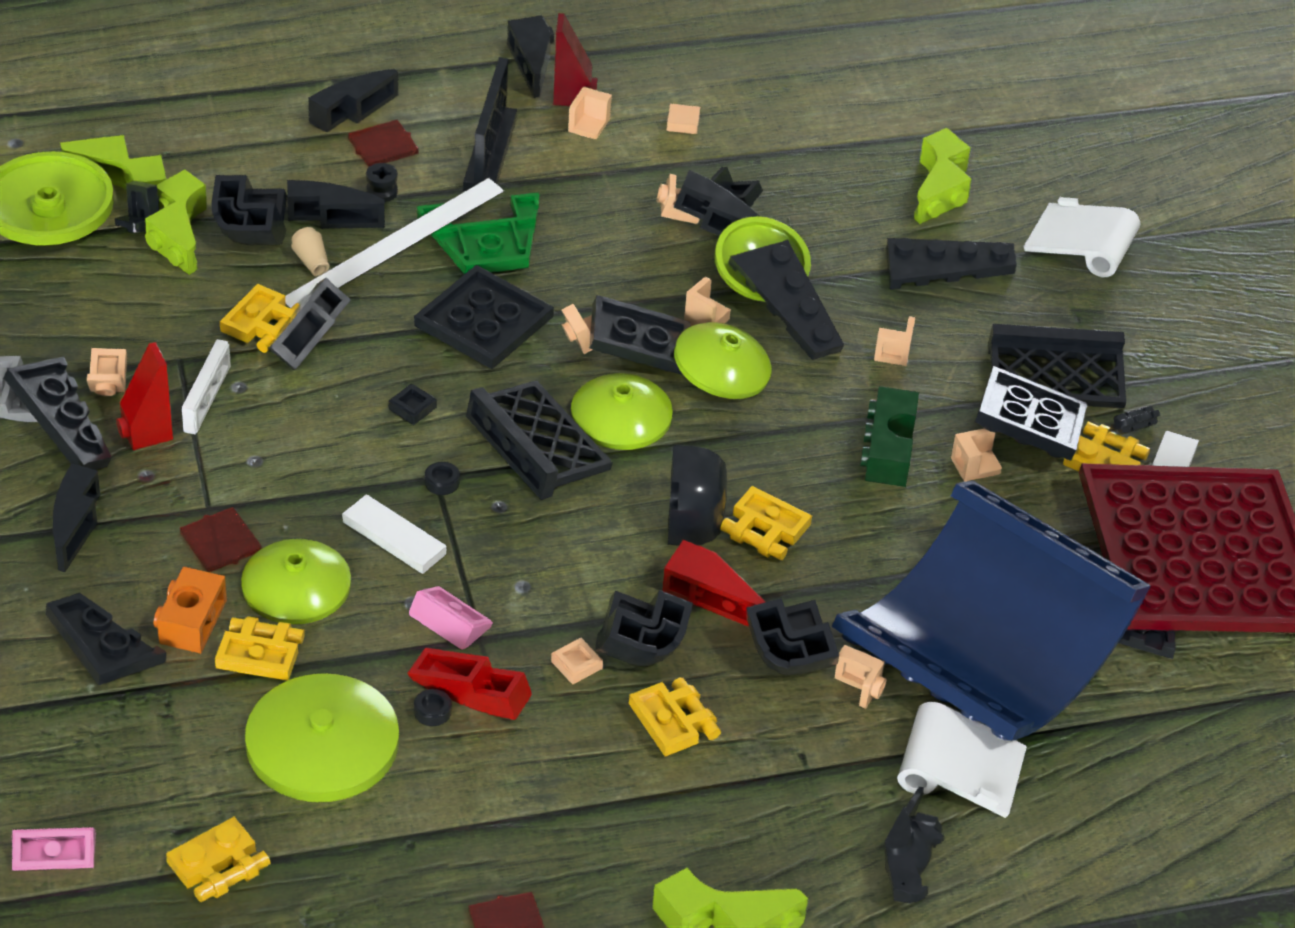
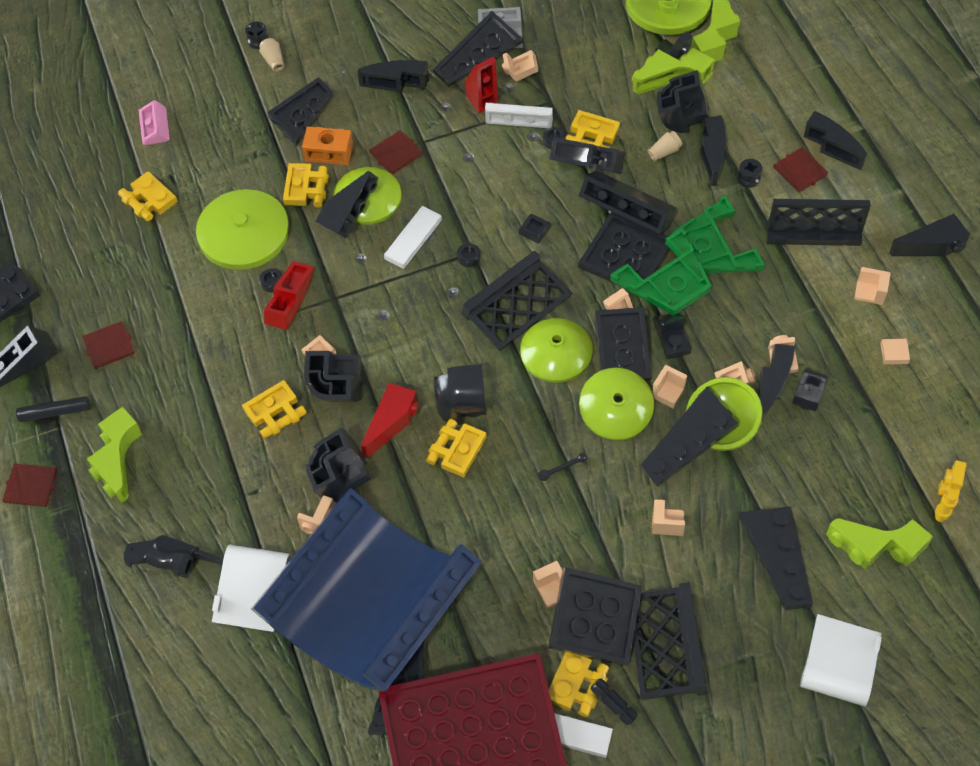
camera: 90 degrees right, 15 degrees up
(253, 362) = (549, 135): none -> black tile
(335, 588) = (344, 207): none -> black slope
(401, 239) = (689, 192): white sticker -> none
(405, 295) = (627, 202): none -> black brick
(449, 616) = (349, 278): bright pink slope -> none
(551, 267) = (674, 284): none -> green wing
(572, 65) = (906, 257): dark red slope -> none
(613, 287) = (672, 335): none -> black slope
(701, 248) = (740, 372): none -> light nougat bracket
(814, 448) = (544, 475): none -> black hinge
(883, 99) = (949, 490): none -> yellow plate
(889, 436) = (539, 516): dark green arch -> none

